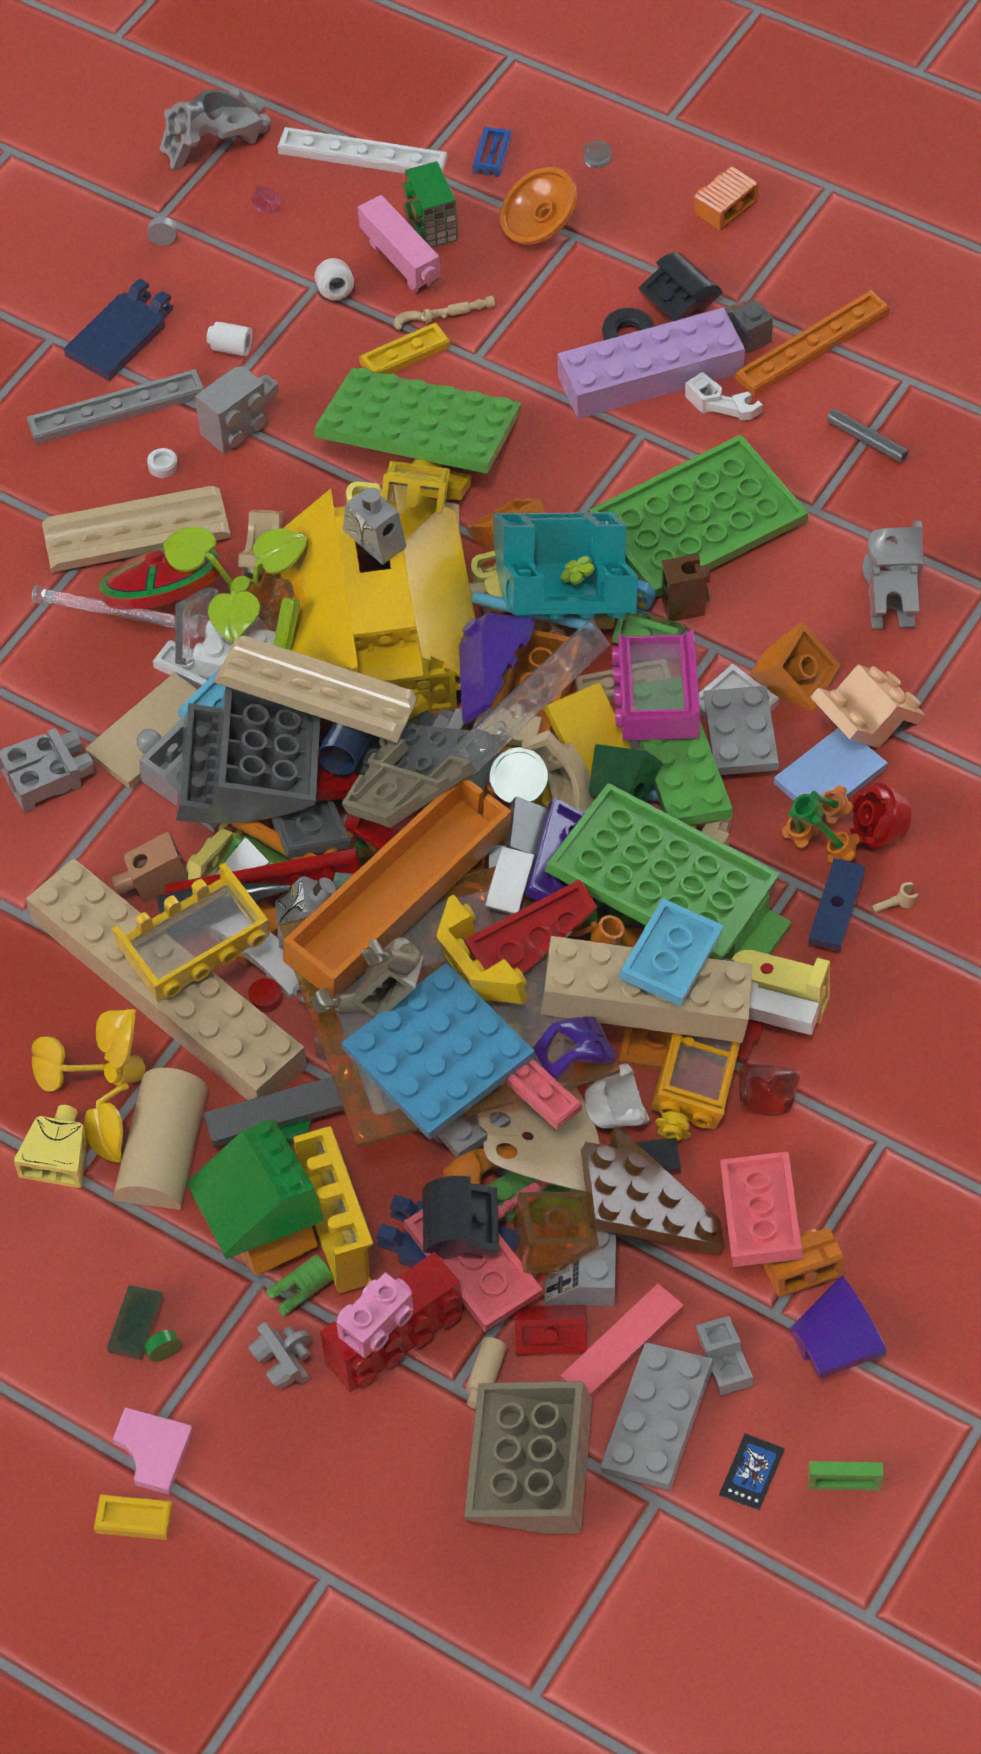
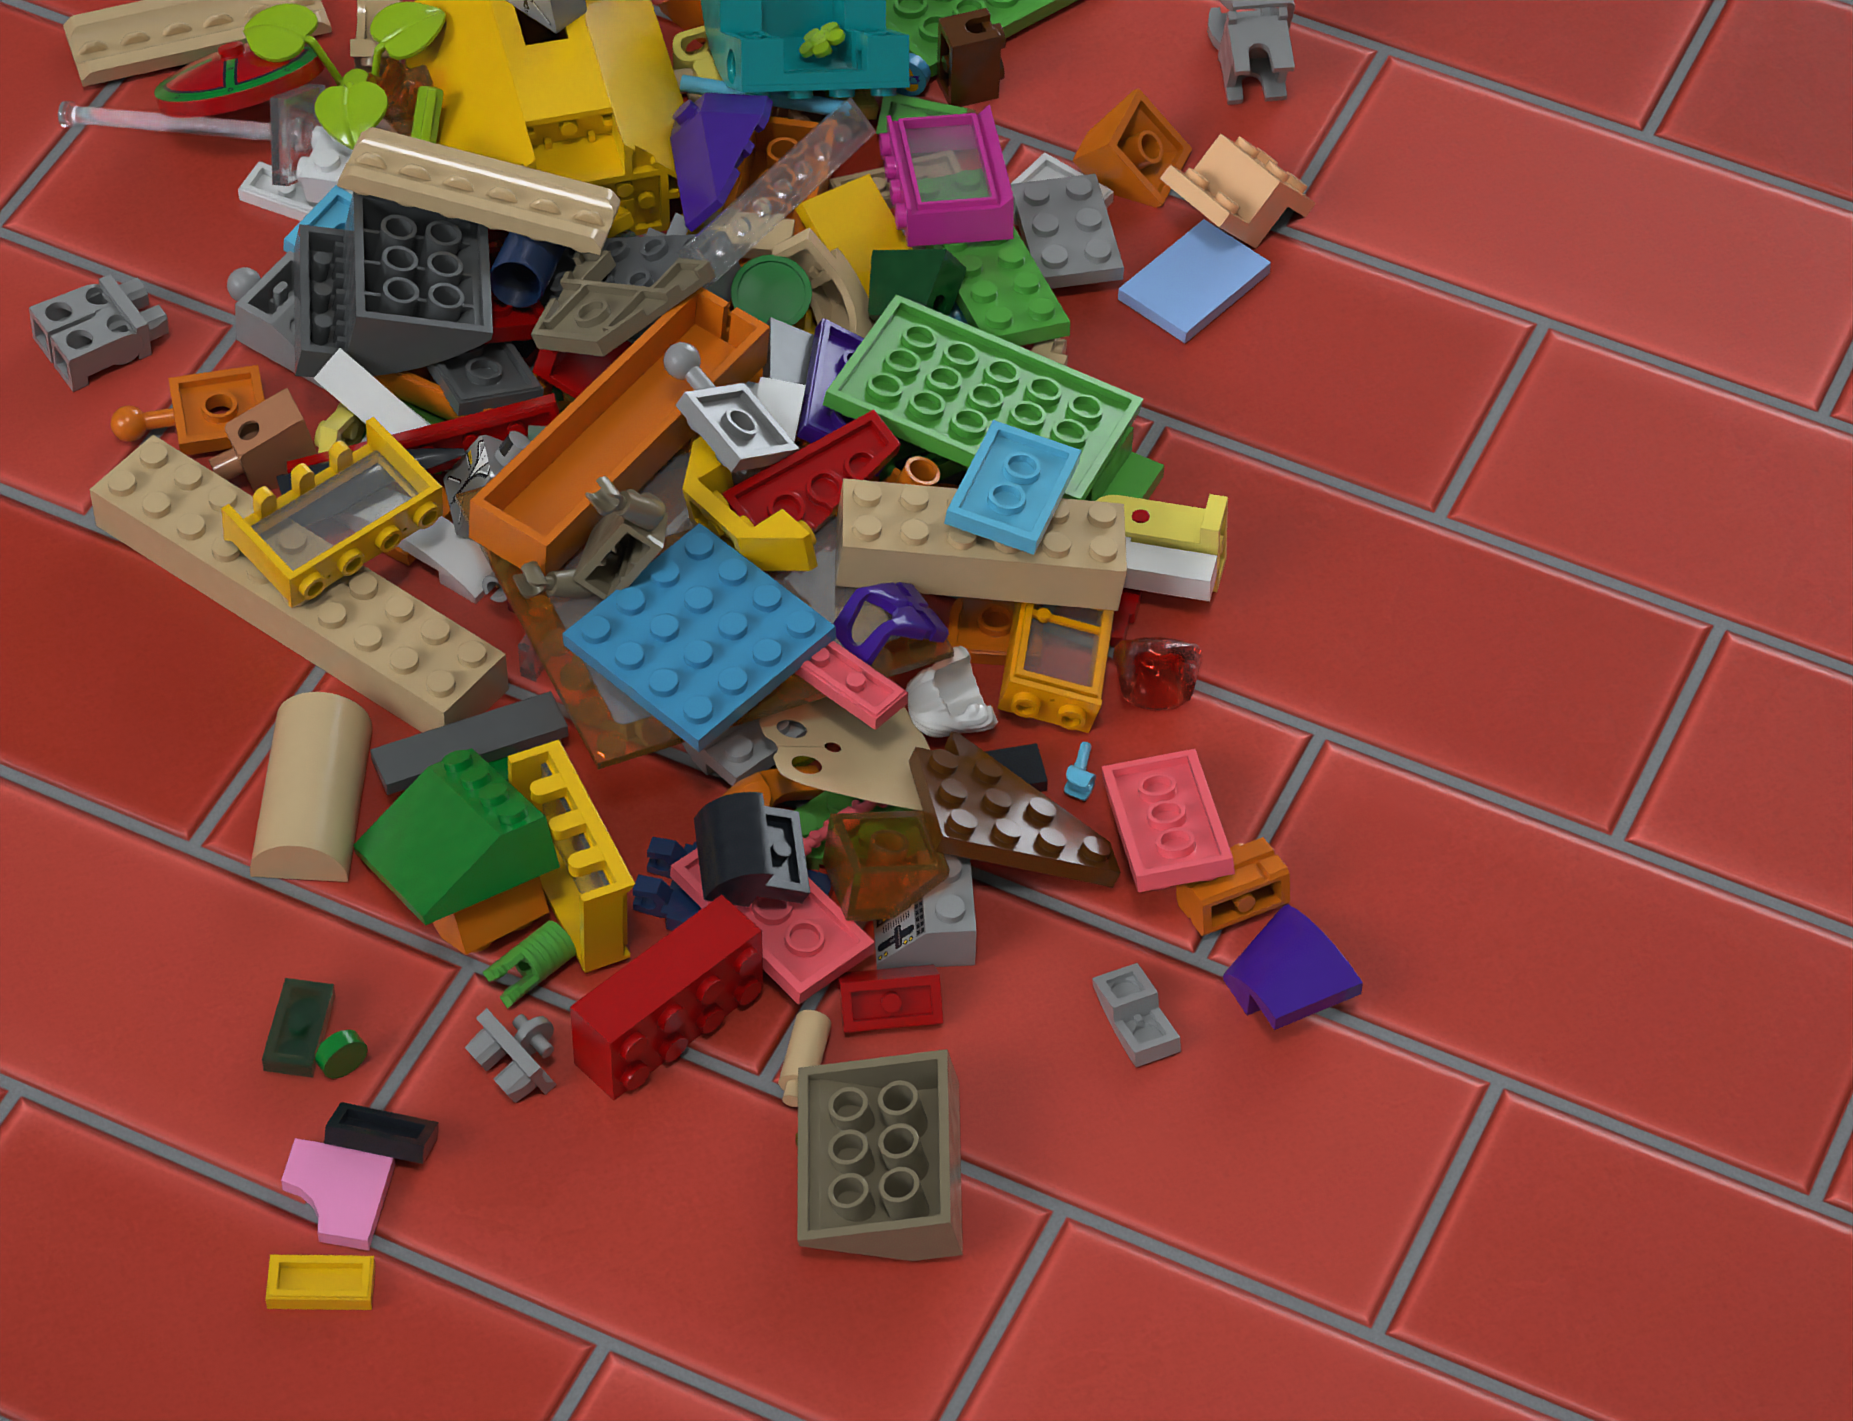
camera: 10 degrees left, 5 degrees down
(54, 1150) = (159, 813): light yellow torso -> none
(105, 827) = (191, 401): none -> orange plate
(115, 1038) = (238, 648): yellow plant -> none
(117, 746) = (201, 298): tan tile -> none
(185, 1407) = (381, 1132): none -> black tile
(225, 840) = (365, 394): none -> white sticker
(265, 994) = (442, 595): red tile -> none
(375, 1314) = (648, 976): bright pink brick -> none
(467, 877) = (727, 416): none -> light grey plate
(624, 1340) = (998, 1001): coral tile -> none
(657, 1416) = (1052, 1098): light grey plate -> none
(673, 1125) = (1032, 726): yellow plate -> none
(702, 1168) = (1080, 781): none -> medium azure hand
(751, 1472) = (1191, 1162): black sticker -> none
(807, 821) = (1175, 318): plant -> none
(837, 904) = (1223, 440): dark blue tile -> none
(845, 1475) = (1323, 1153): bright green tile -> none
(880, 815) = (1269, 323): red cone -> none
(902, 899) = (1312, 430): tan hand -> none

